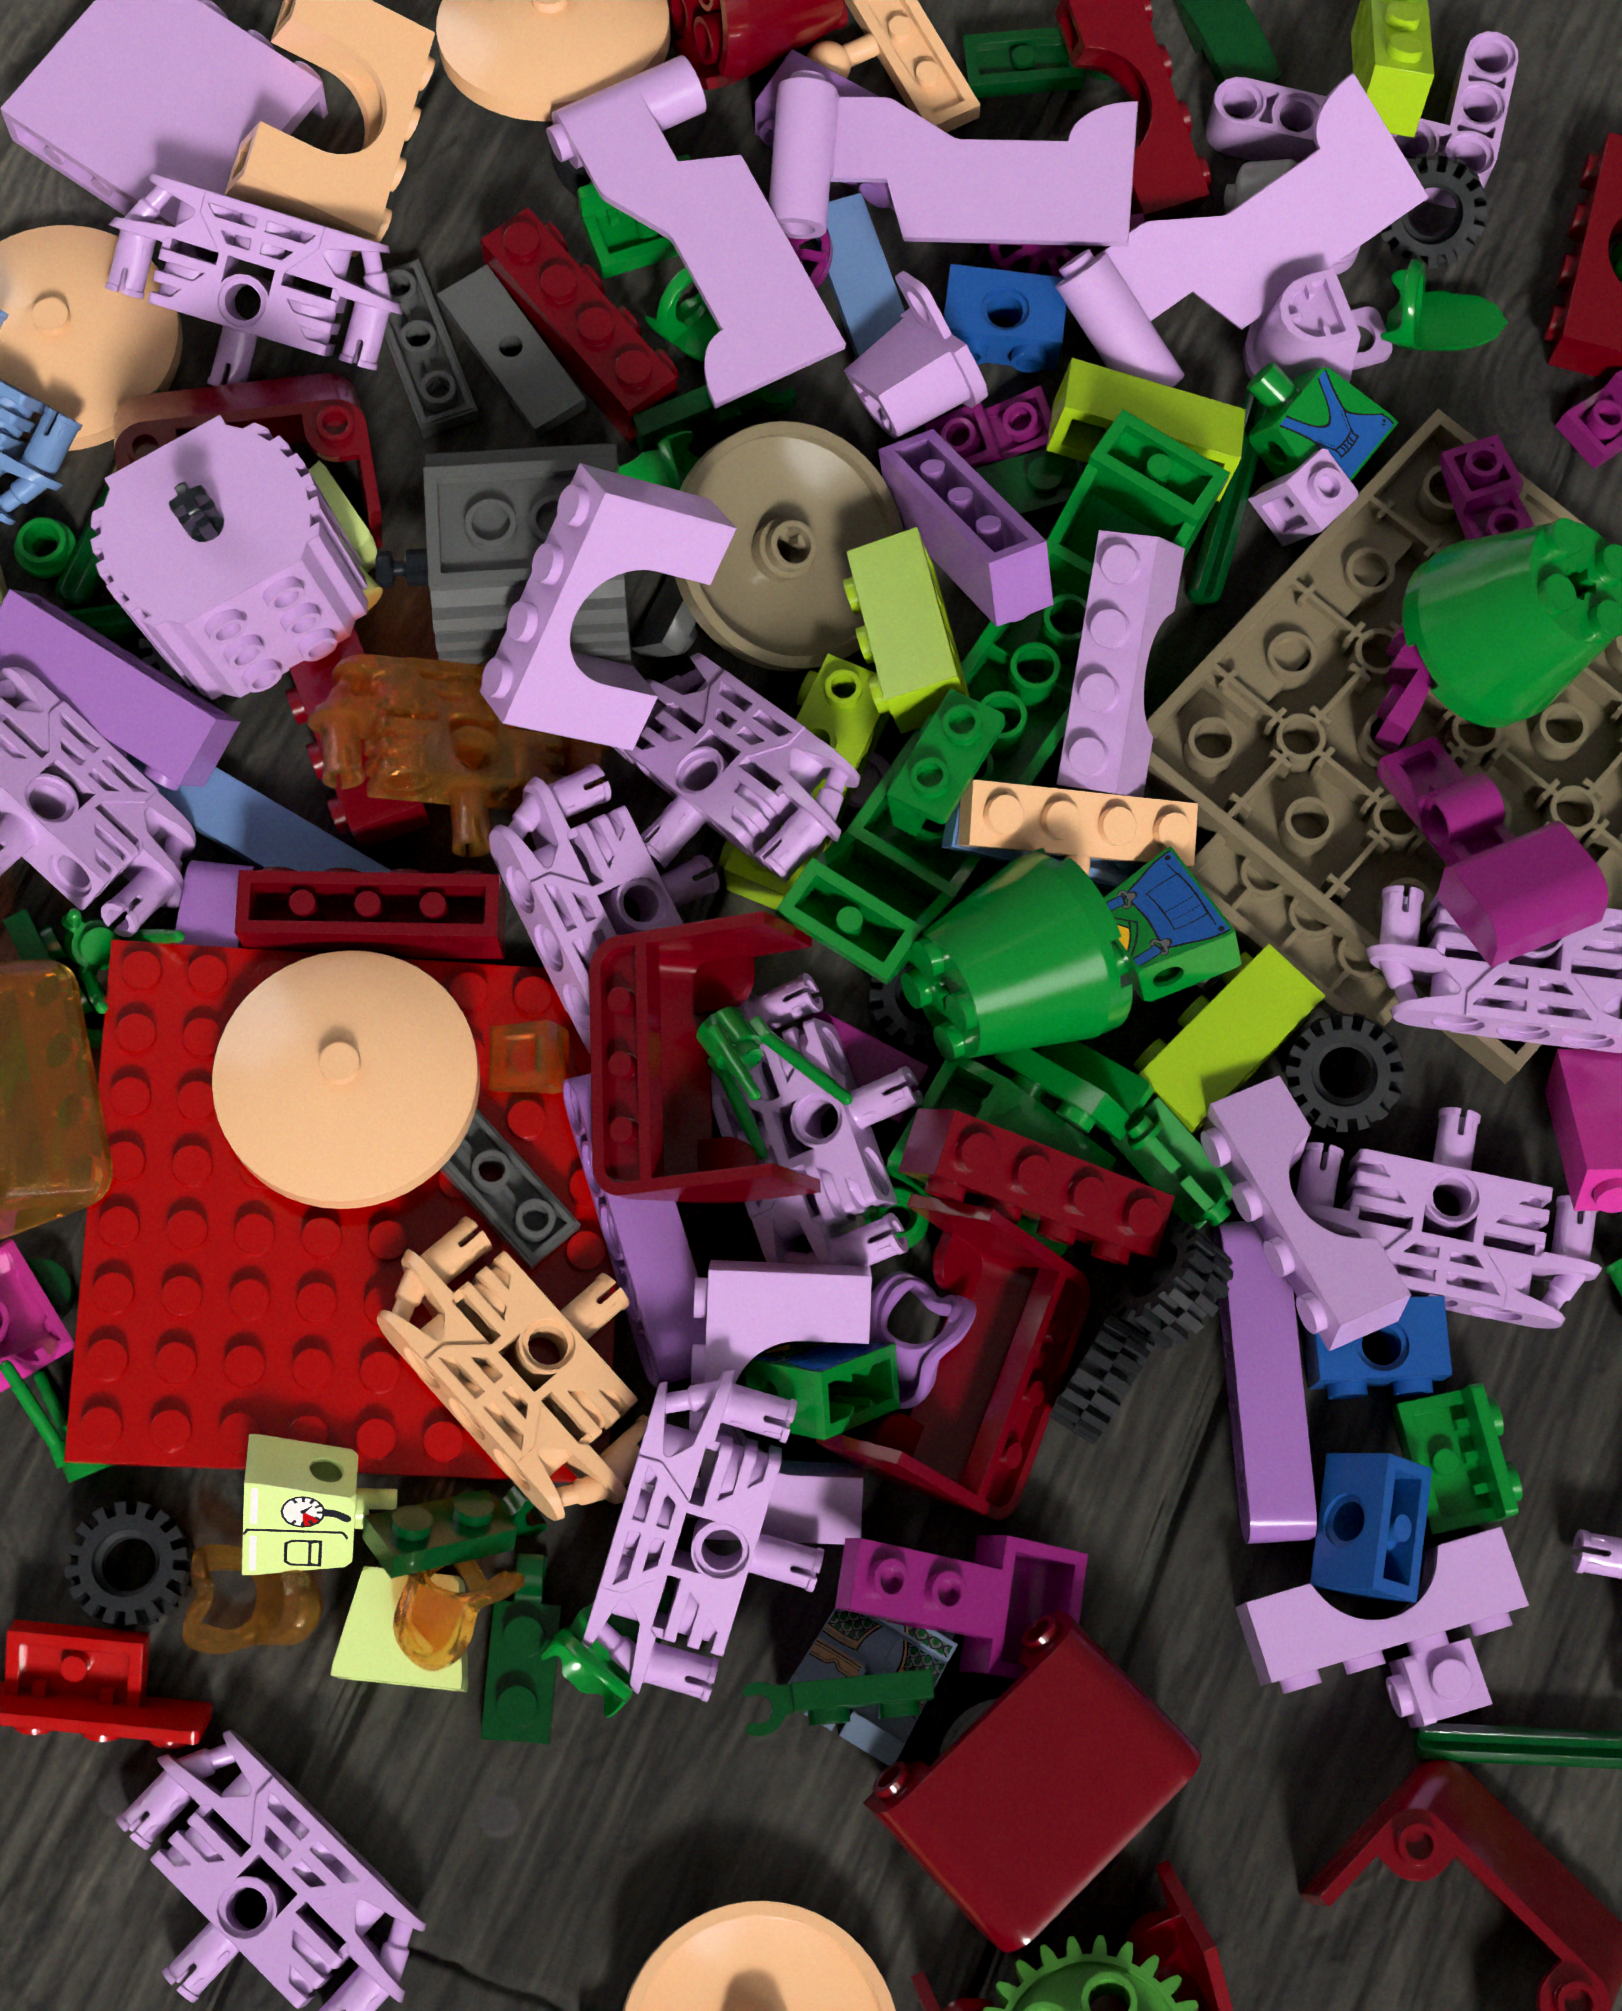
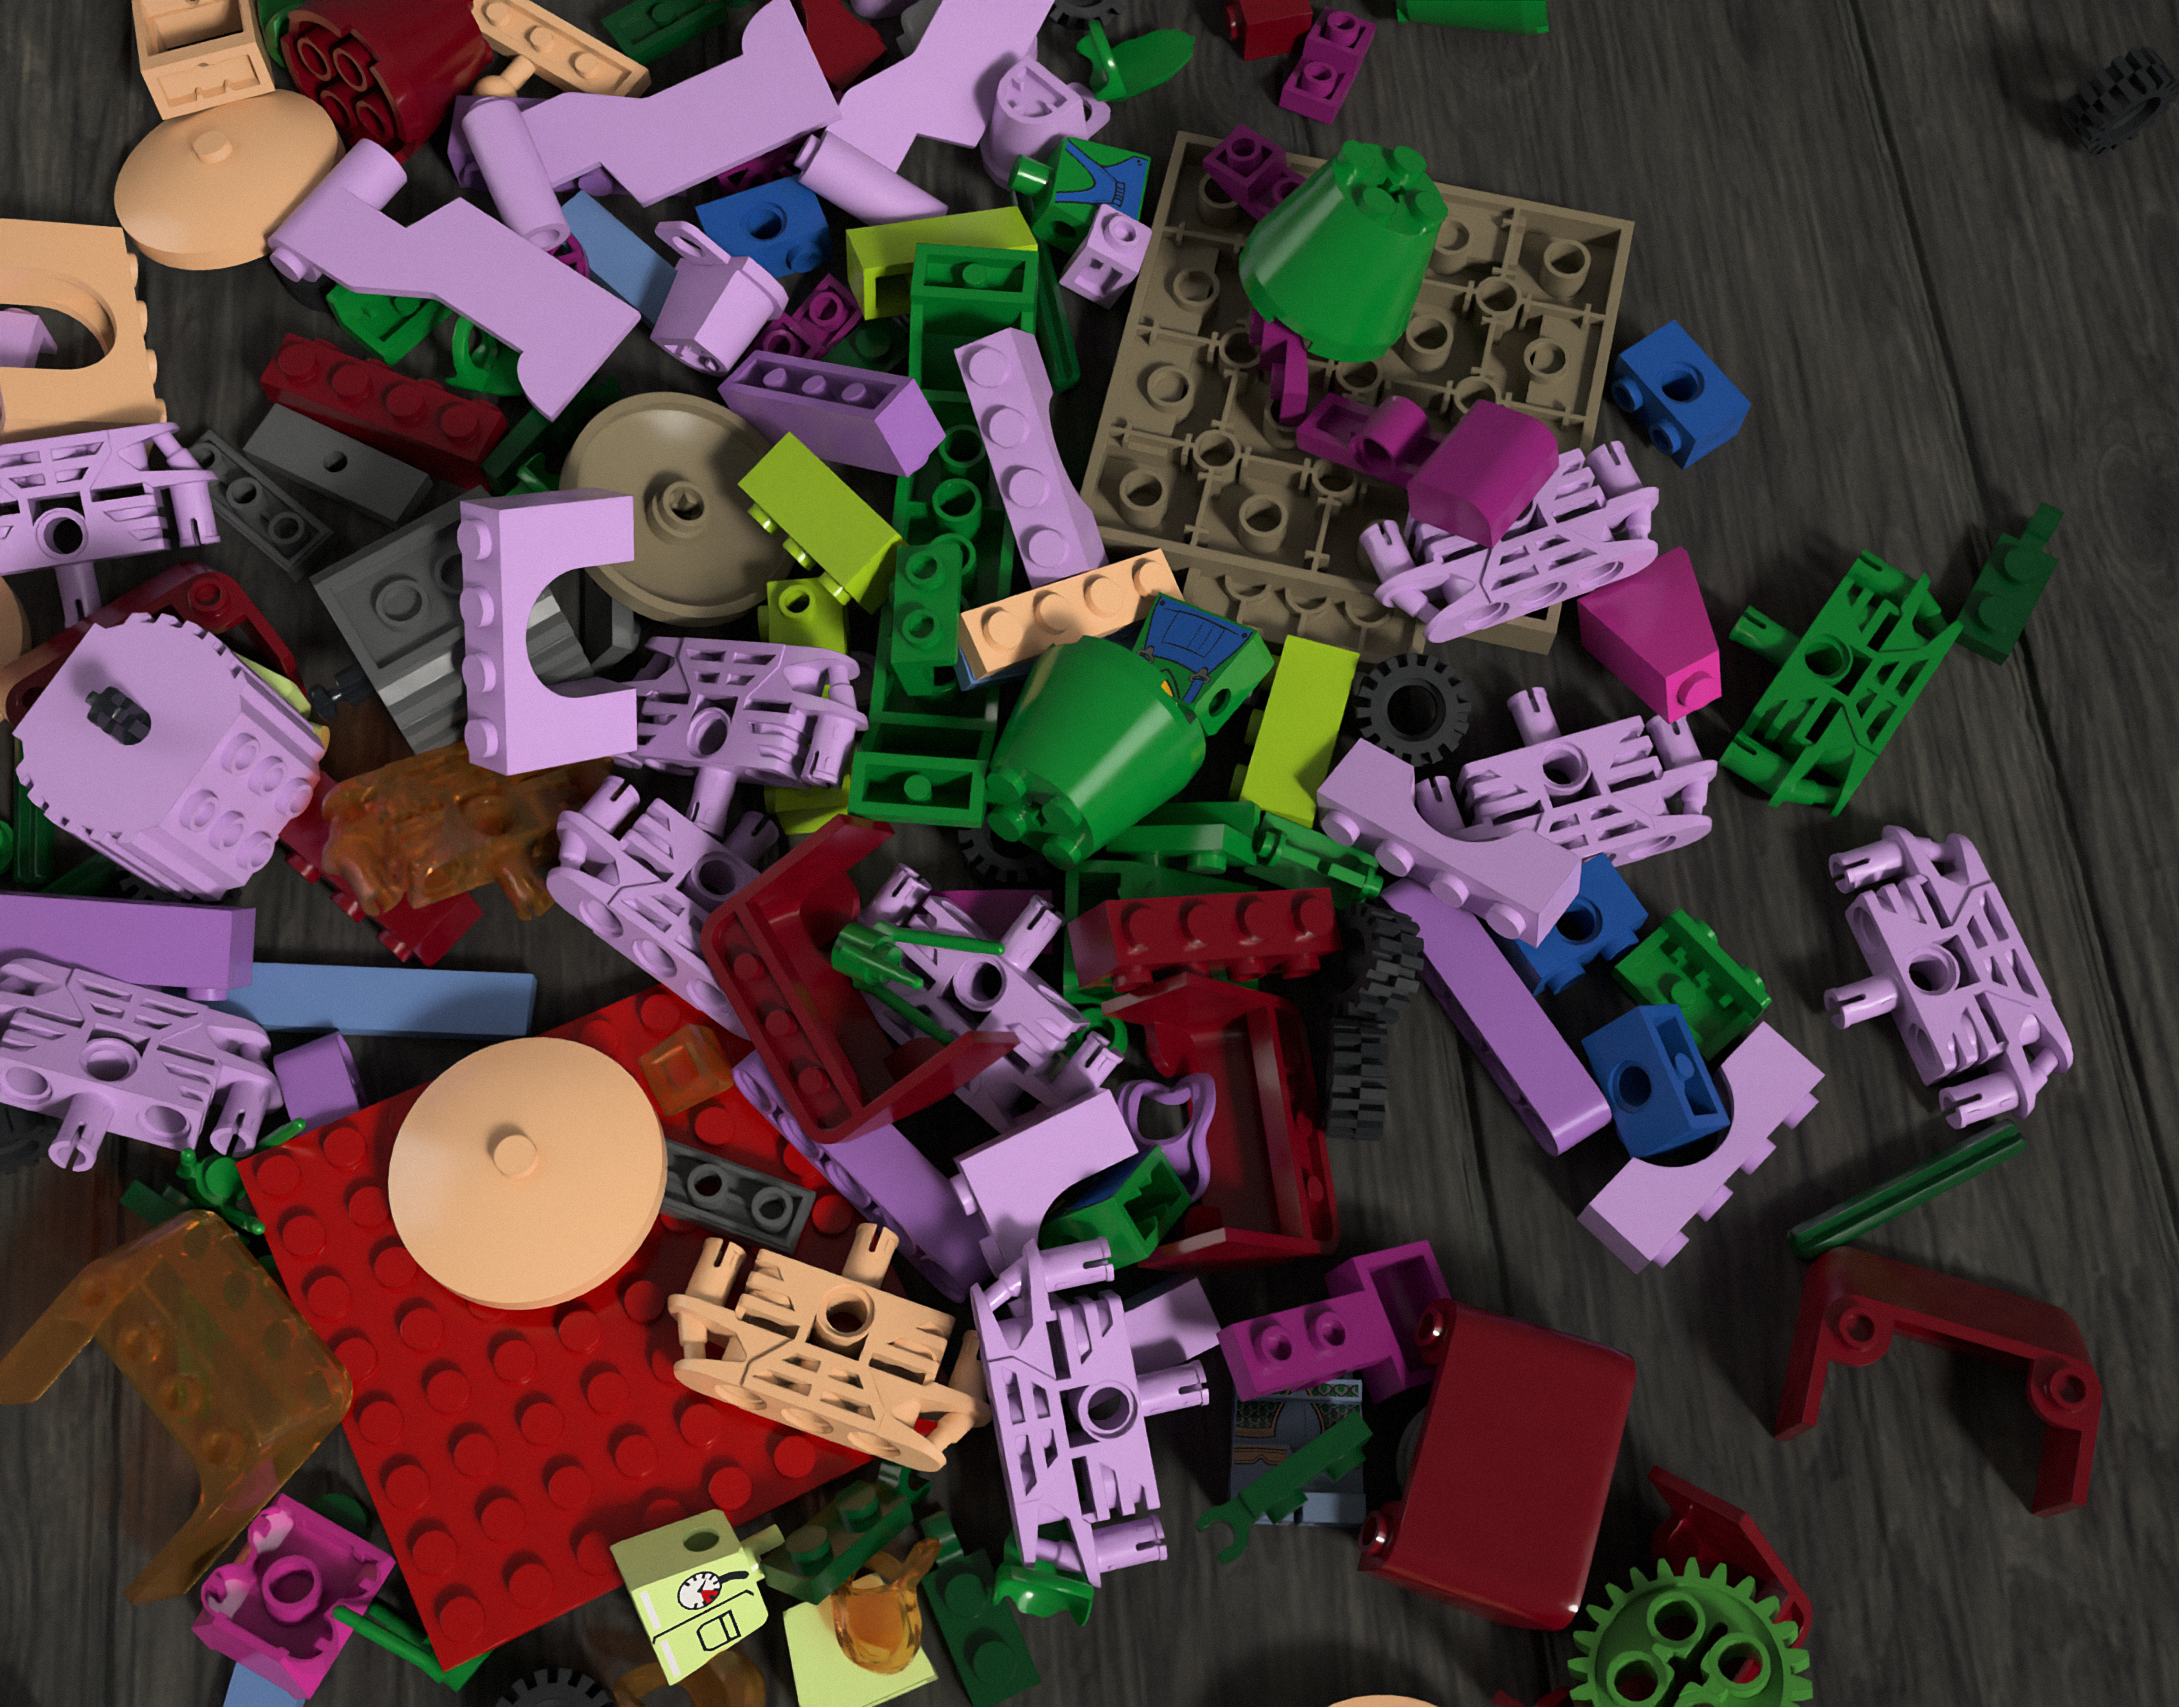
camera: 25 degrees left, 5 degrees down
(375, 912) = (484, 1004): dark red brick -> none
(1437, 1684) = (1784, 1188): lavender bracket -> none

